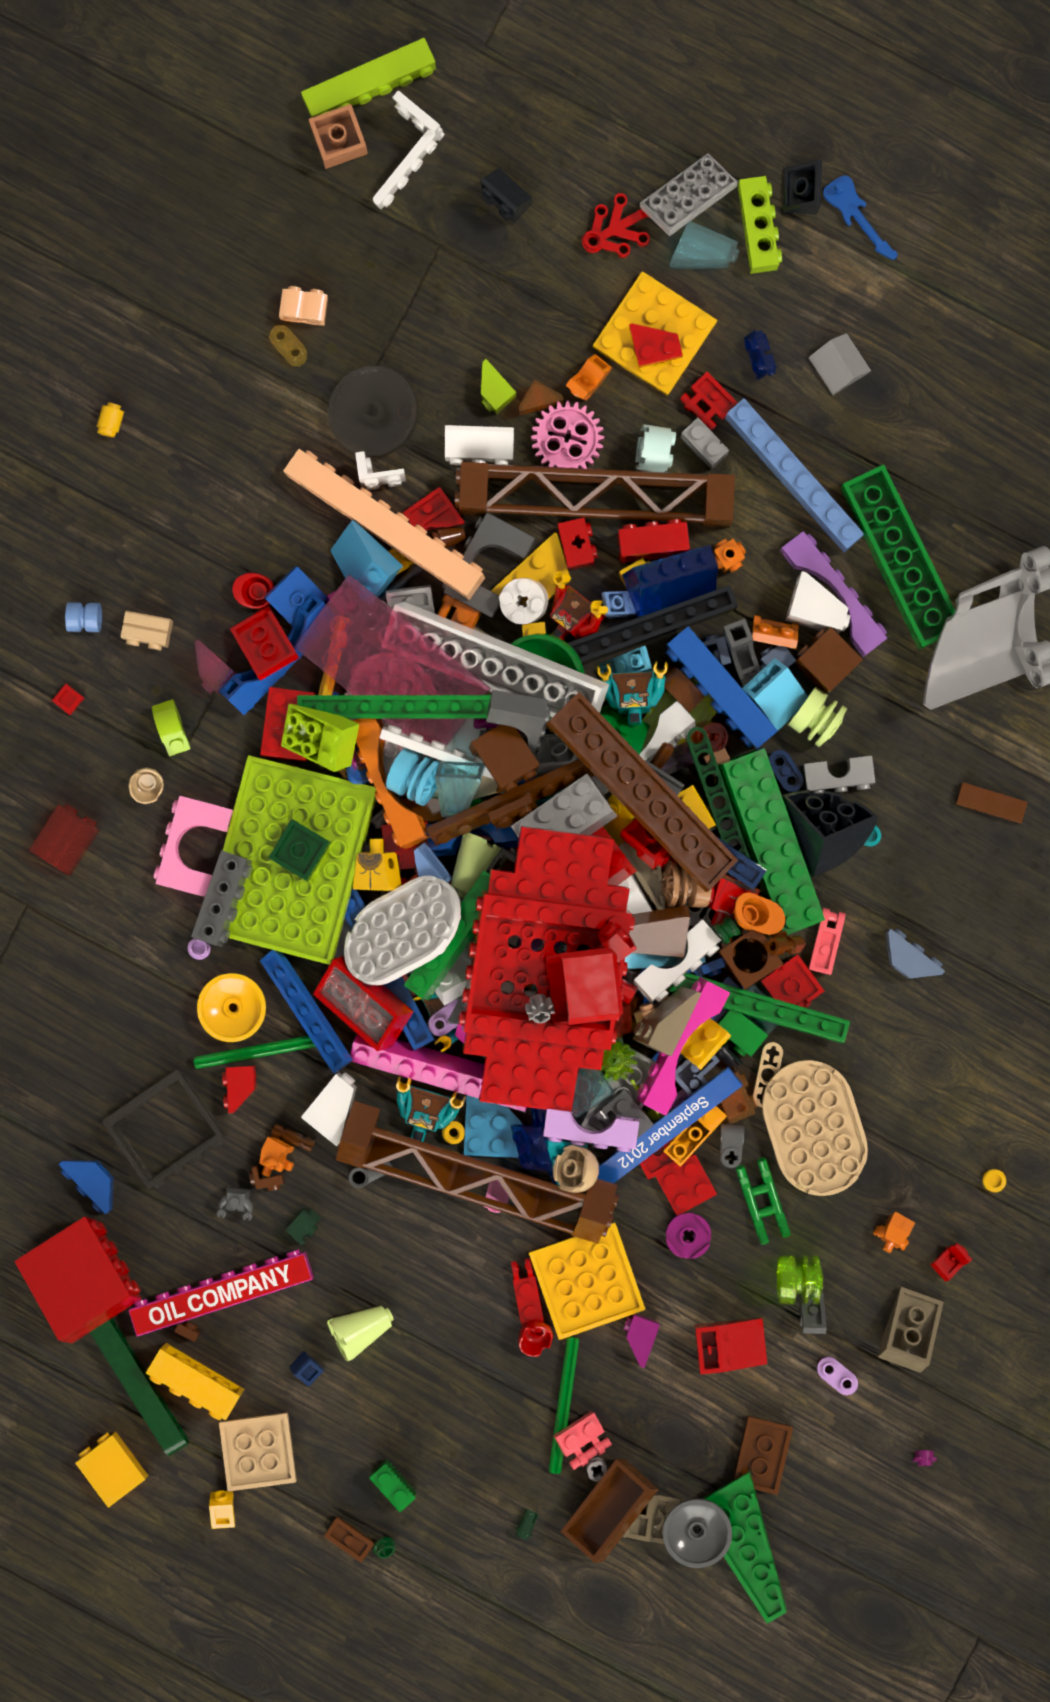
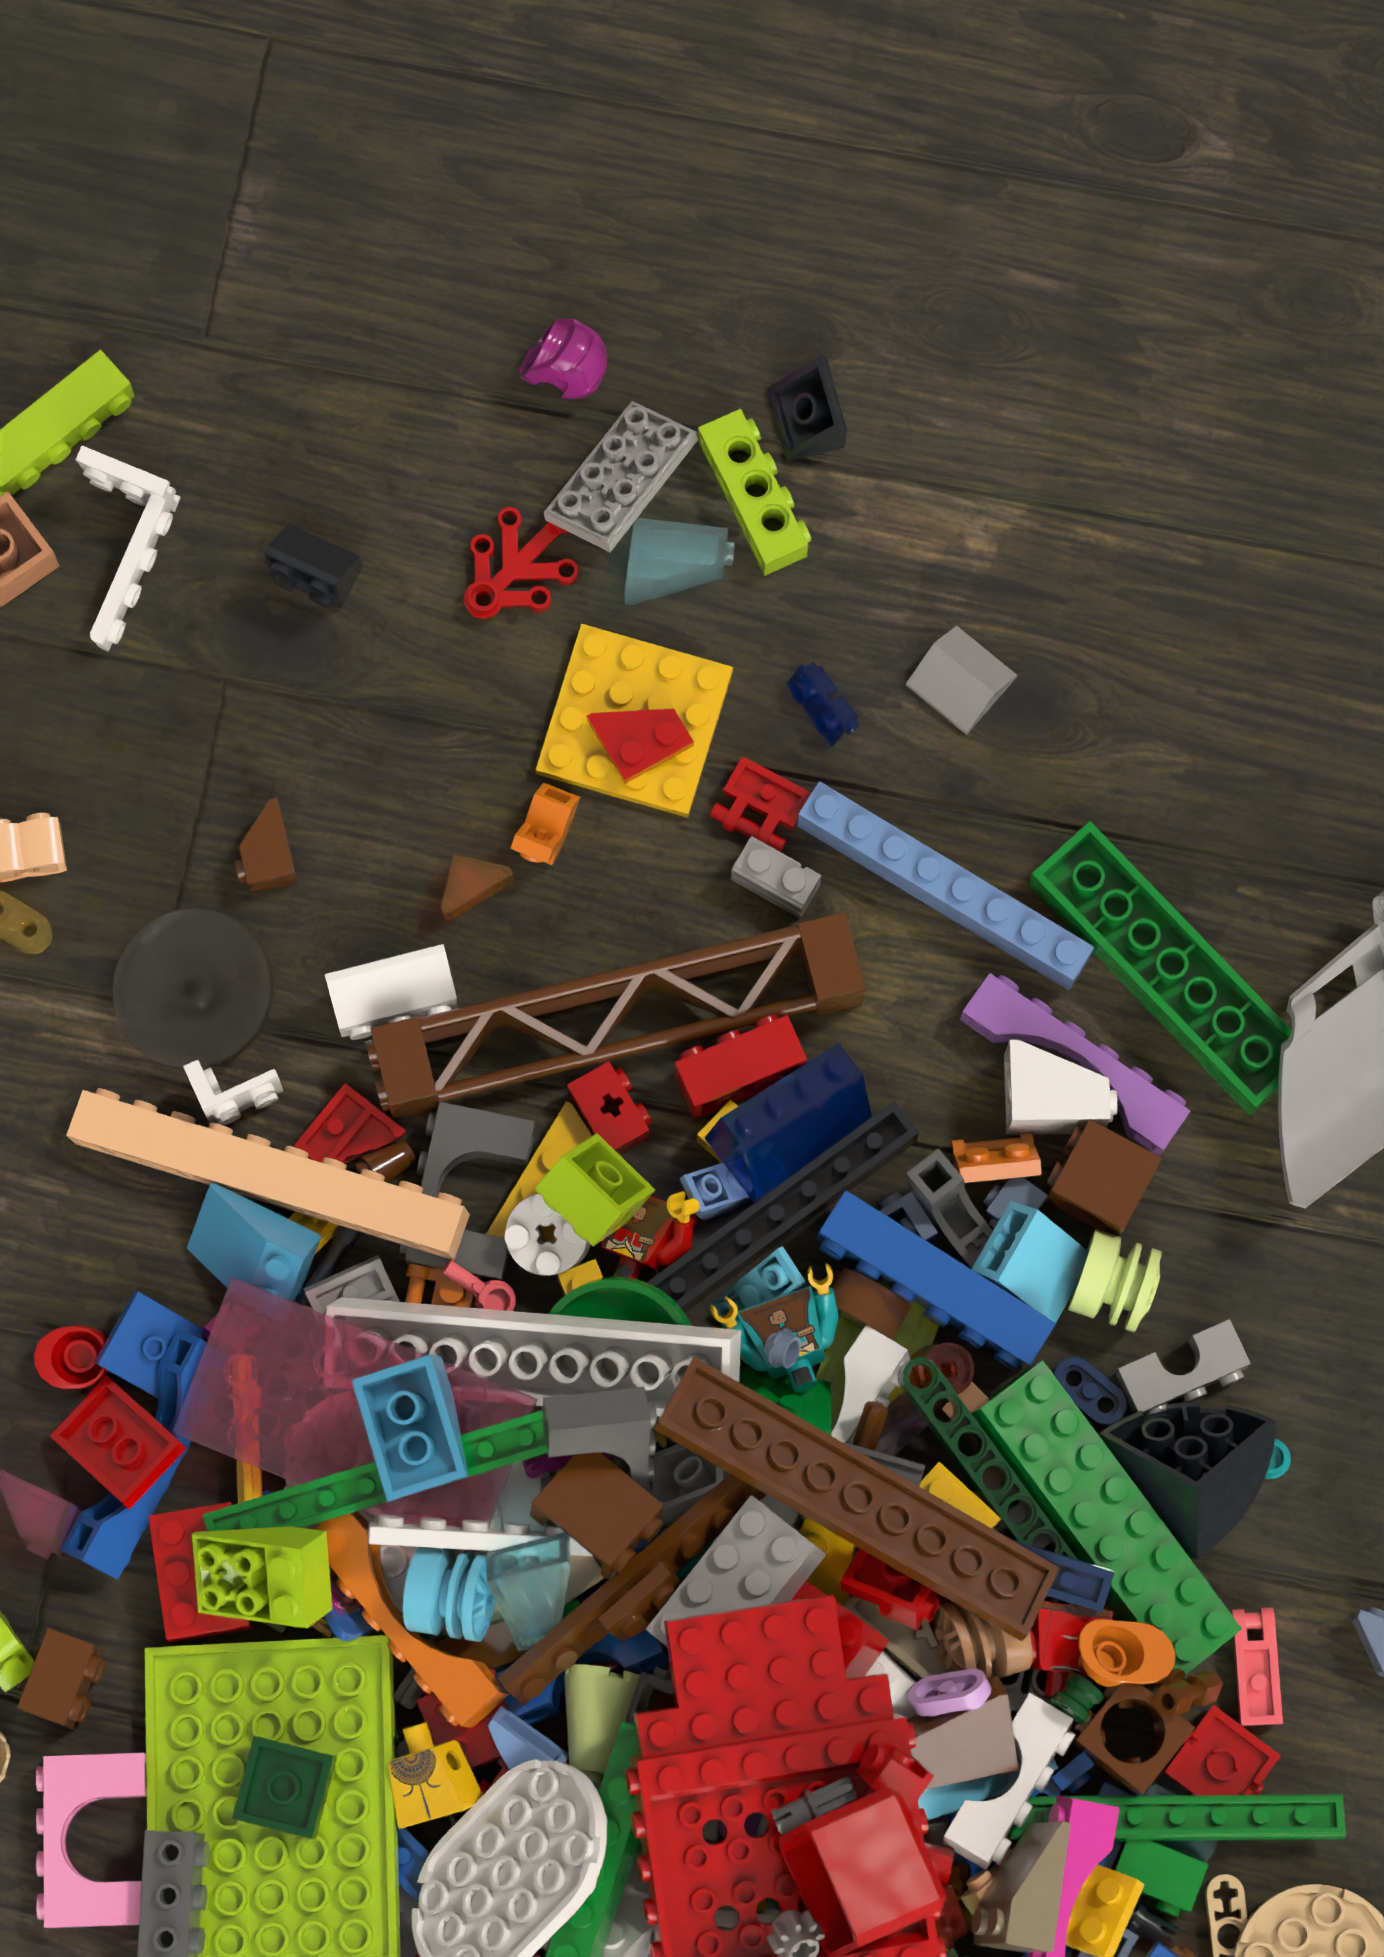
camera: 20 degrees left, 10 degrees down
(200, 759) = (62, 1679): none -> reddish brown brick
(420, 683) = (412, 1426): none -> dark azure slope
(434, 347) = (266, 852): none -> reddish brown slope
(482, 624) = (488, 1295): none -> coral plate
(494, 389) = (392, 892): lime slope -> none
(554, 585) = (594, 1189): none -> lime brick
(570, 944) = (814, 1805): none -> dark grey axle
(573, 418) = (538, 901): bright pink gear -> none
(628, 700) = (782, 1348): none -> sand blue plate
(654, 449) = (694, 910): light aqua brick -> none
(660, 907) = (949, 1692): none -> lavender plate
(679, 118) = (568, 358): none -> magenta helmet
(726, 563) = (877, 1066): orange brick -> none
(842, 195) = (878, 405): blue piece -> none

